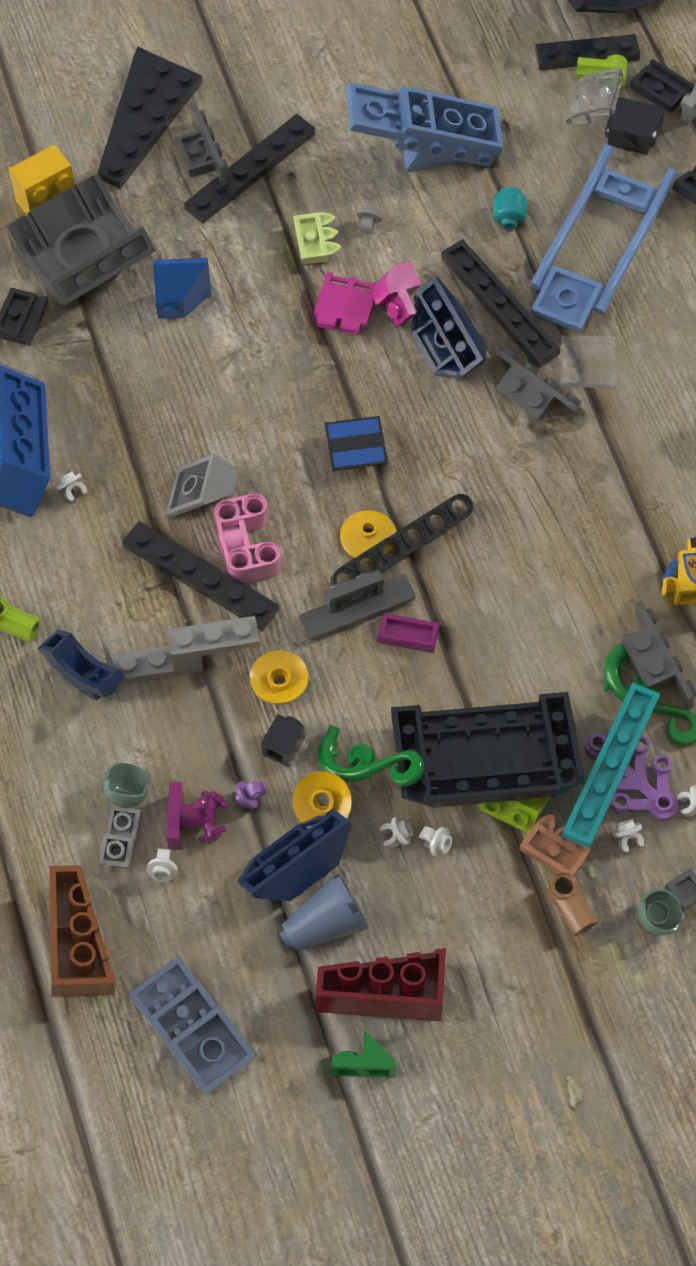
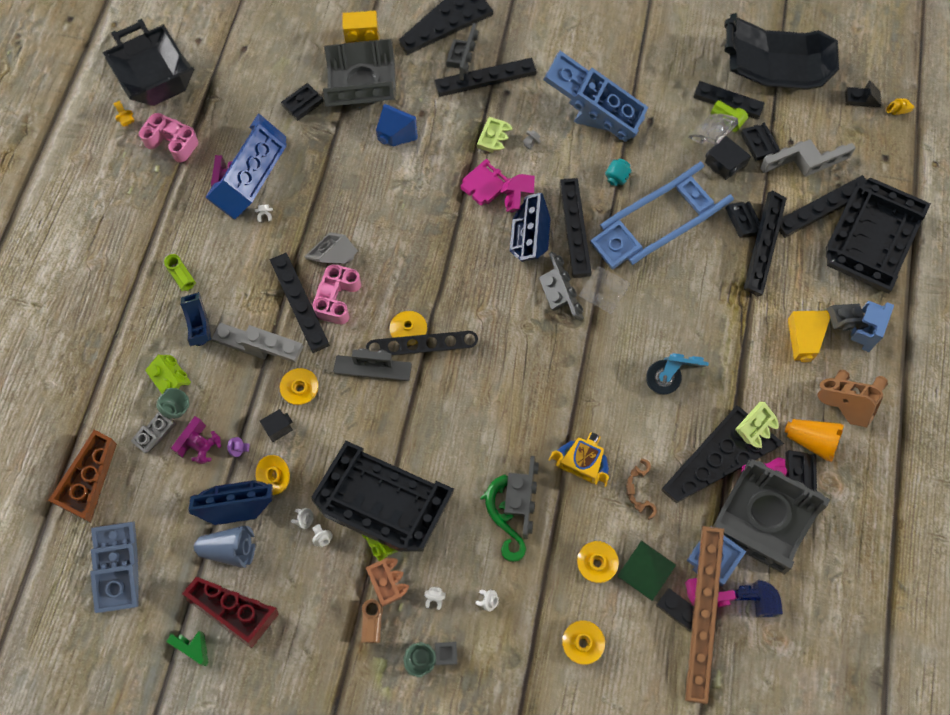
camera: 30 degrees right, 5 degrees up
(86, 756) = (167, 373): none -> lime bracket
(162, 868) = (161, 463): white plate -> none
(356, 443) = (434, 269): piece -> none
(367, 765) = (308, 463): green plant -> none
(408, 632) = (391, 399): magenta tile -> none
(610, 765) = (448, 549): teal plate -> none
(637, 781) = (462, 565): medium lavender plant -> none

